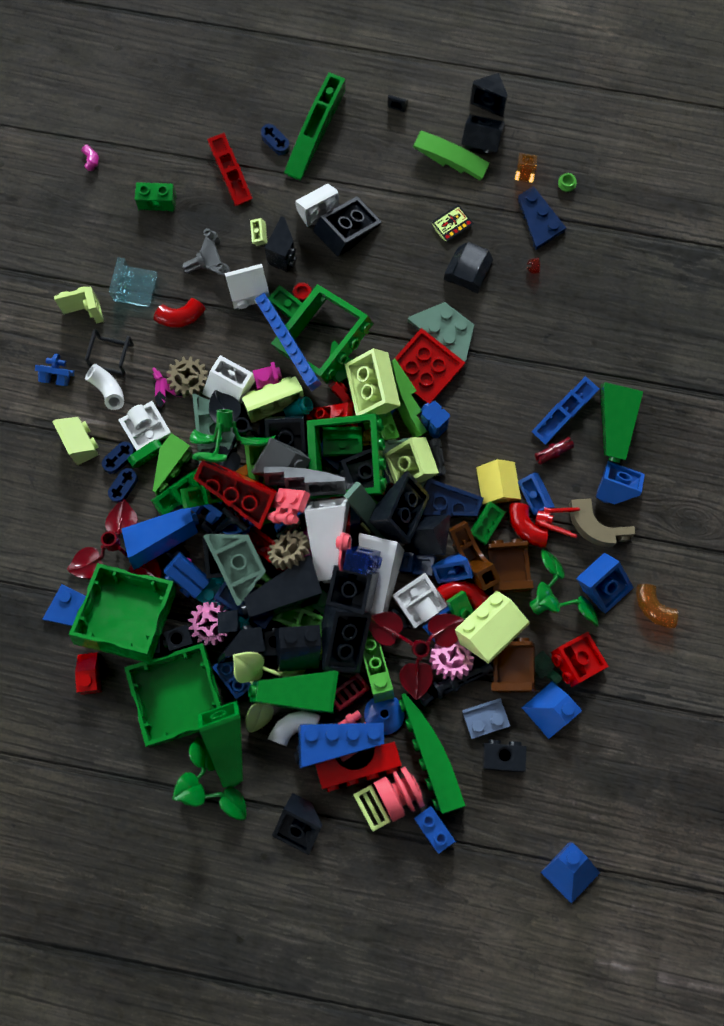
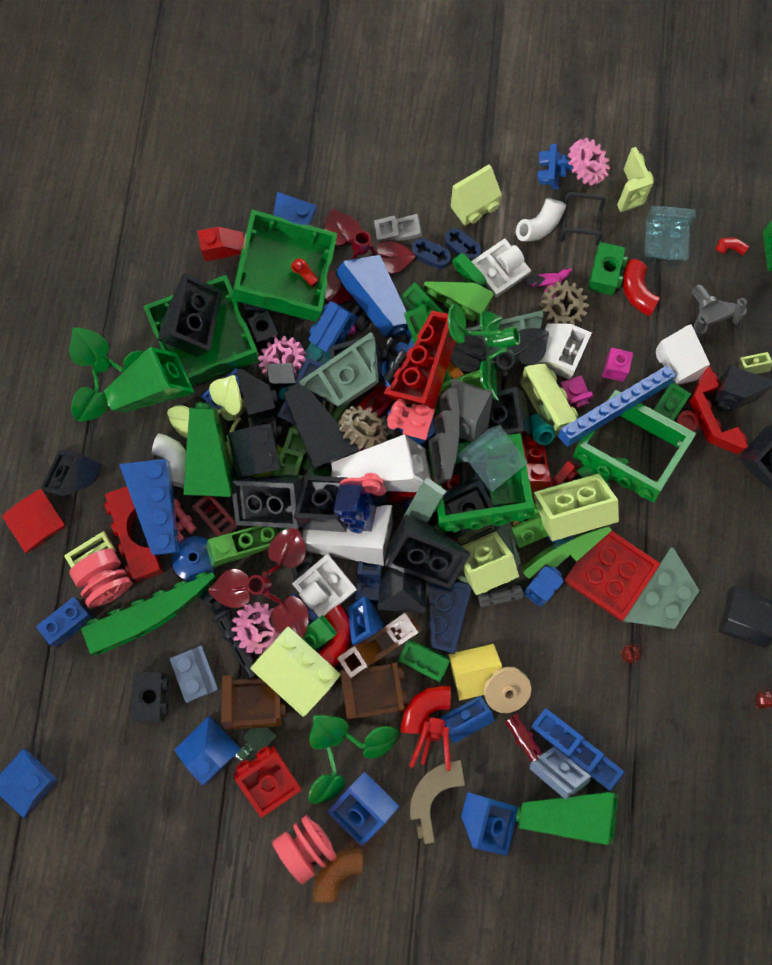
camera: 85 degrees right, 0 degrees up
(55, 340) = (588, 161): none -> bright pink gear
(94, 512) = (398, 229): none -> light grey slope
(126, 598) = (300, 266): none -> red arm
(147, 235) = (732, 243): none -> red arm
(162, 700) = (191, 316): none -> black slope
(166, 345) = (602, 280): none -> green brick
(247, 340) = (617, 364): none -> dark pink brick
(308, 274) = (730, 440): none -> red slope
(326, 443) = (493, 457): none -> clear light blue bracket
(338, 860) = (33, 521): none -> red slope
(491, 364) = (627, 656): none -> clear red hinge
(516, 458) = (503, 681): none -> tan plate
(584, 424) = (560, 772): none -> sand blue plate
(636, 629) = (304, 849): none -> coral wheel

